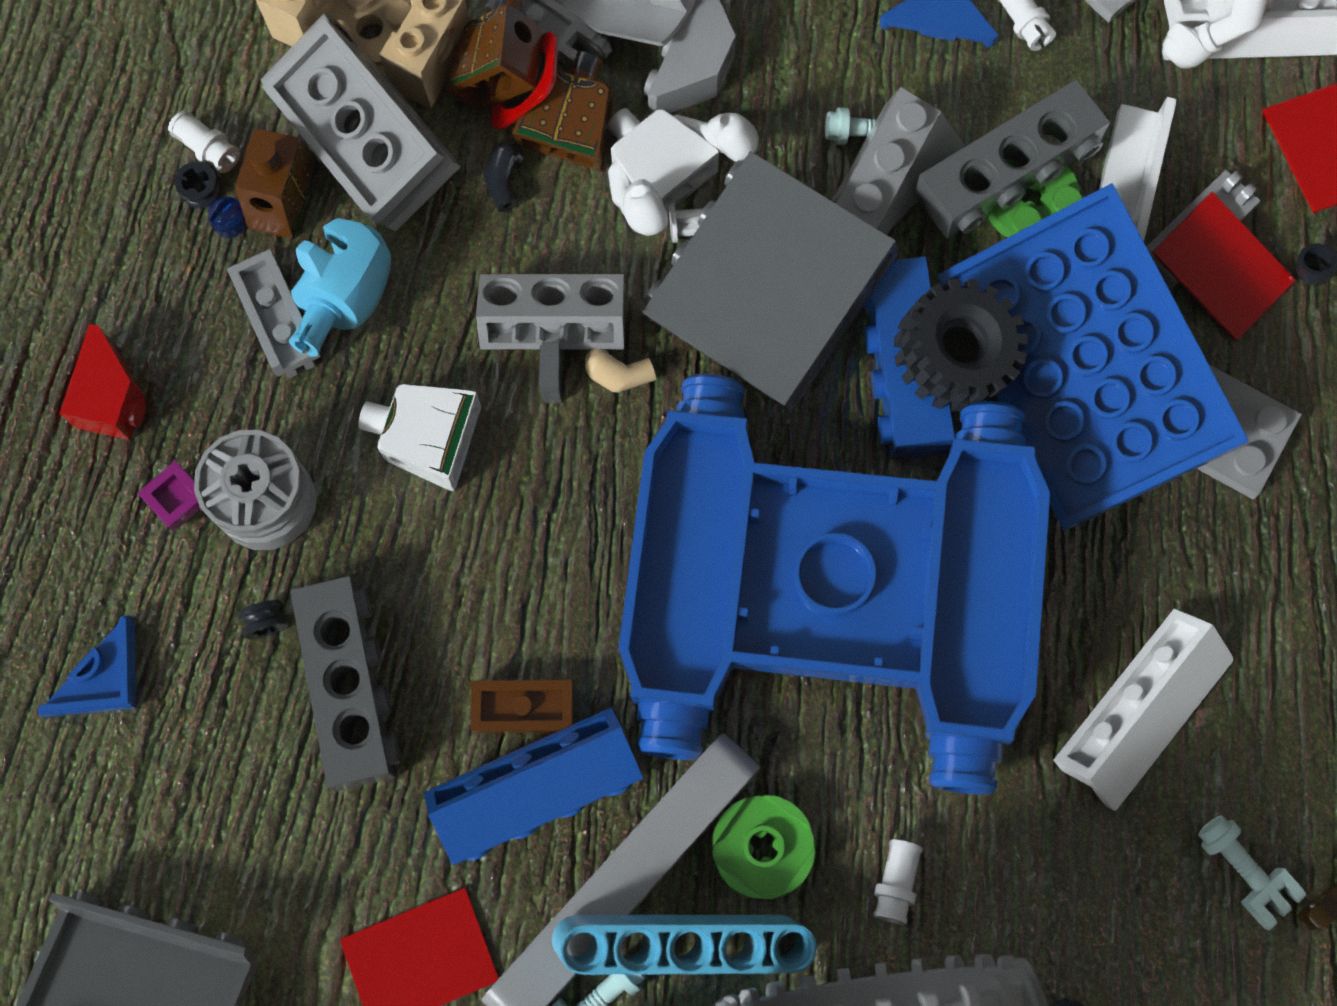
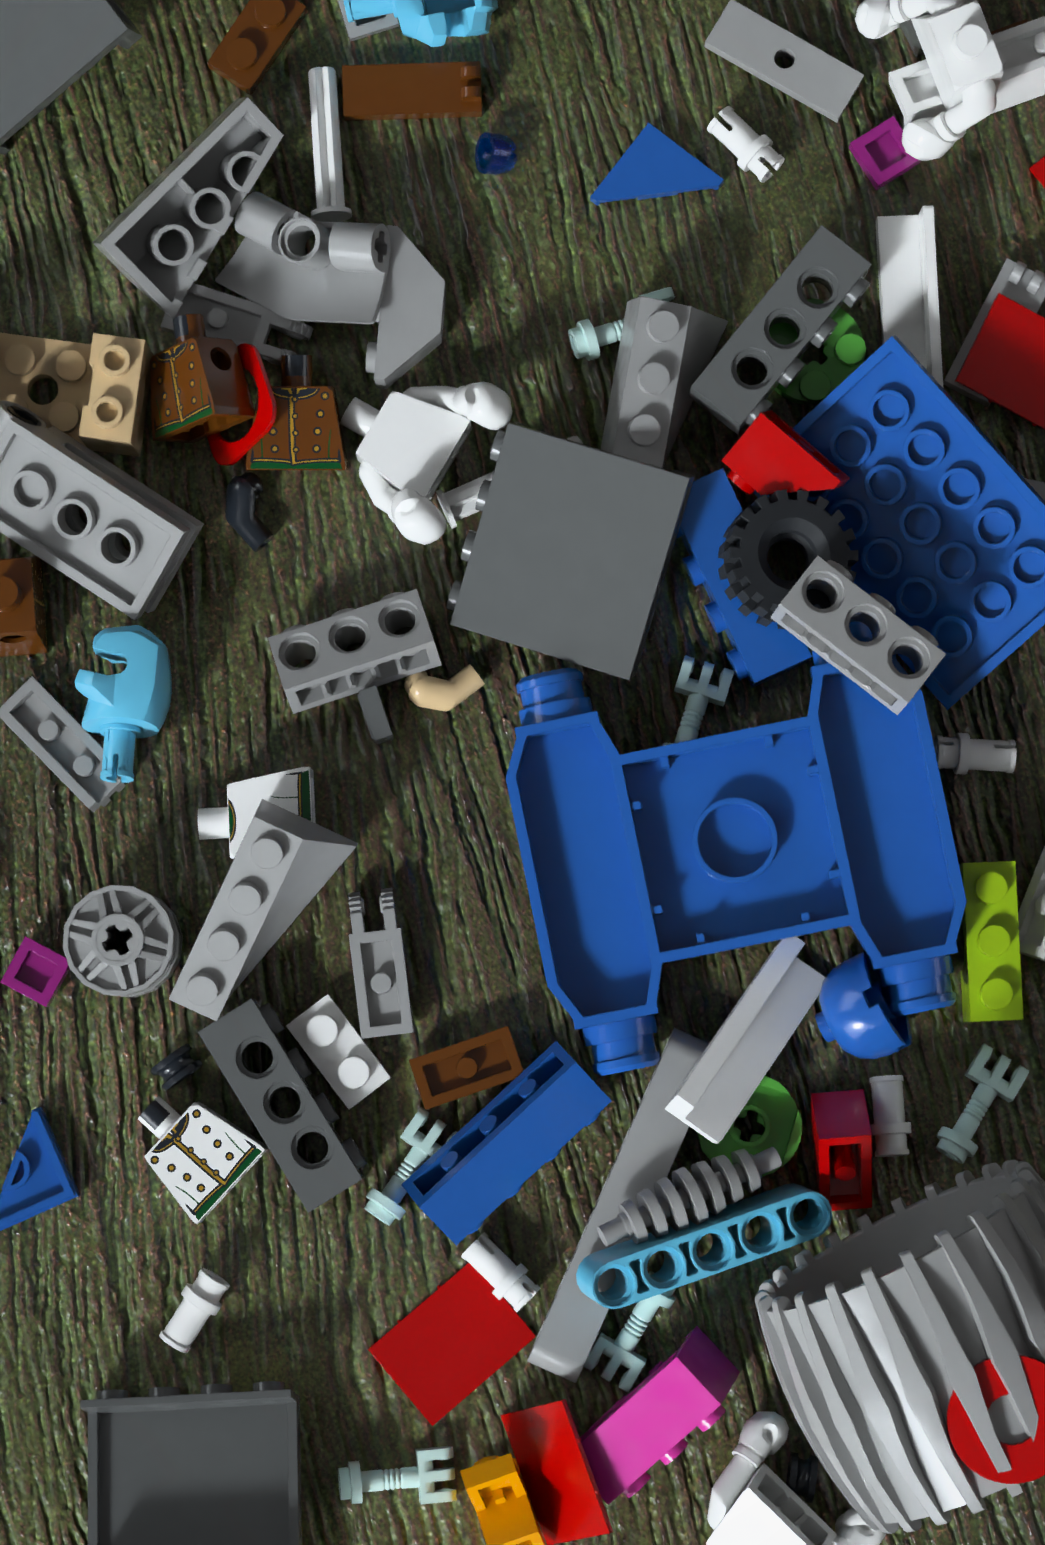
camera: 15 degrees left, 10 degrees up
(201, 840) = (196, 1307): none -> white pin
(251, 705) = (198, 1154): none -> white torso
(386, 488) = (265, 889): none -> light grey wedge
(403, 807) = (385, 1204): none -> light aqua hinge
(413, 655) = (338, 1051): none -> white plate
(475, 594) = (379, 971): none -> light grey hinge
(490, 914) = (501, 1272): none -> white pin
(685, 891) = (689, 1196): none -> light grey piece
(785, 766) = (747, 1042): none -> white panel
(844, 445) = (699, 694): none -> light aqua hinge
(845, 898) = (842, 1148): none -> red slope
(900, 771) = (858, 1011): none -> blue cylinder
(955, 928) = (957, 1142): none -> light aqua hinge
(974, 253) = (778, 458): none -> red slope
(1005, 442) = (863, 662): none -> light grey brick
(1039, 769) = (991, 943): none -> lime arch
(1068, 574) = (974, 754): none -> white pin
(1142, 56) = (882, 153): none -> magenta plate

